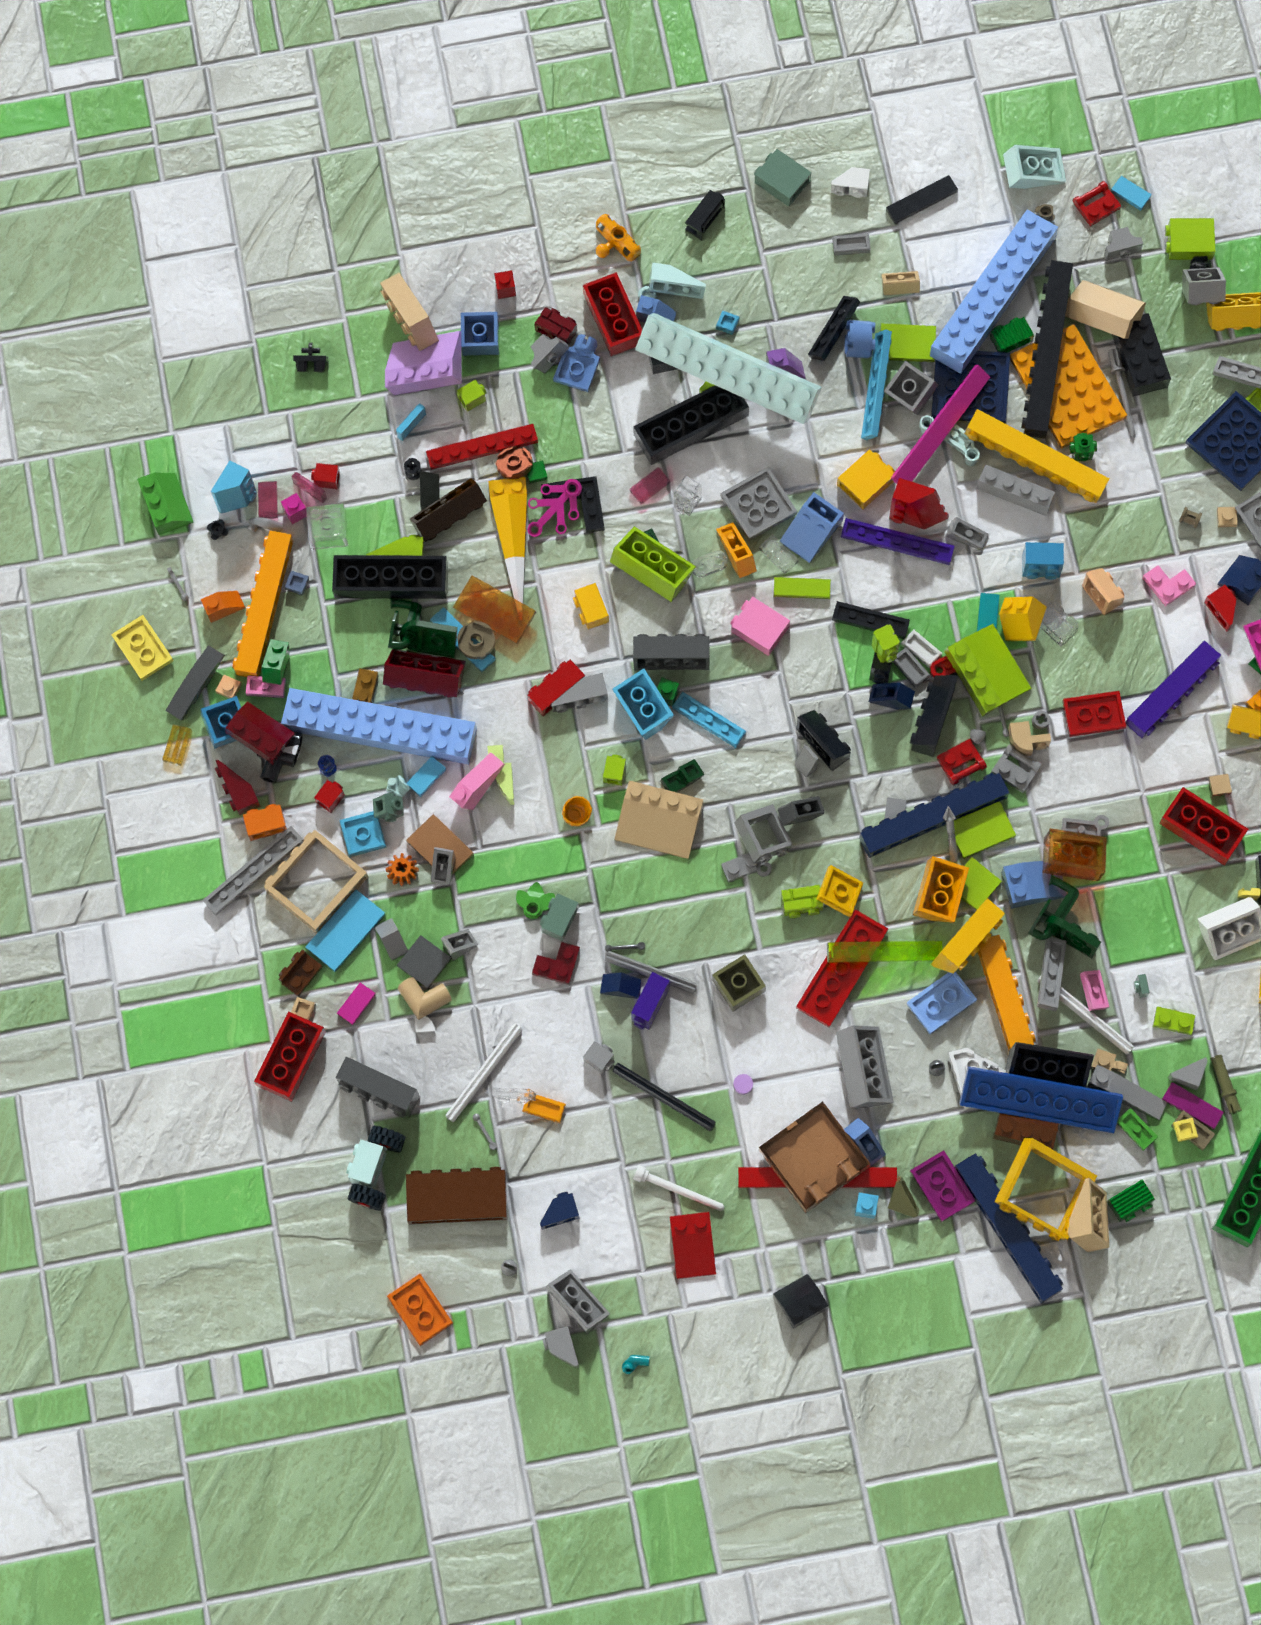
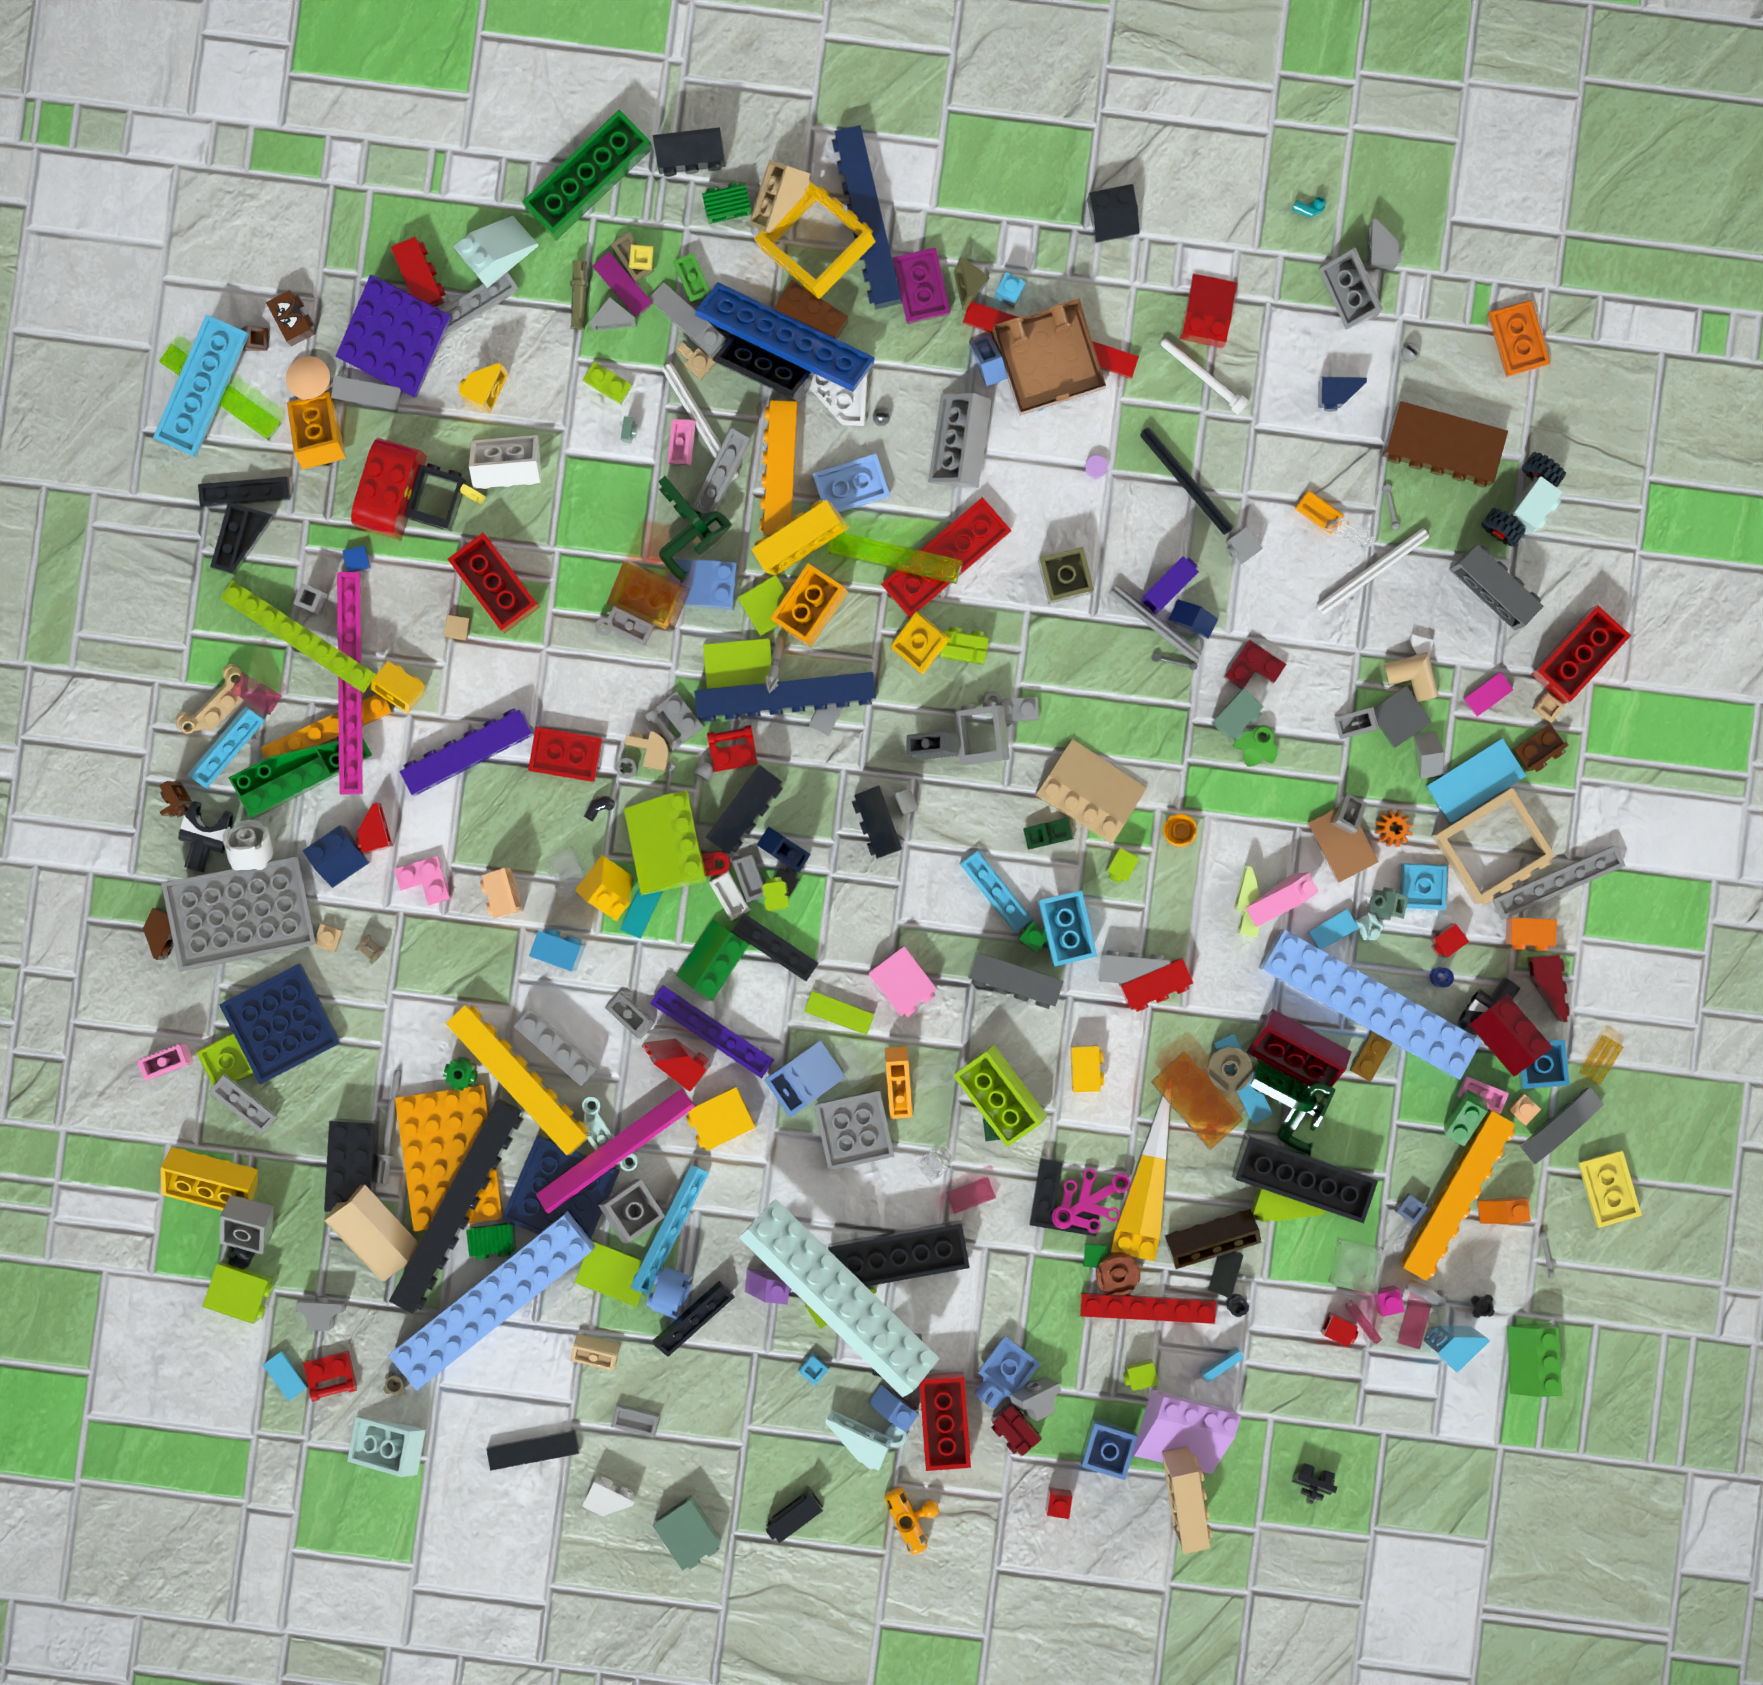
camera: 170 degrees left, 15 degrees up
(917, 593) = (712, 960): none -> green slope
(1052, 684) = (598, 804): none -> black arm
(1178, 1231) = (689, 151): none -> black slope

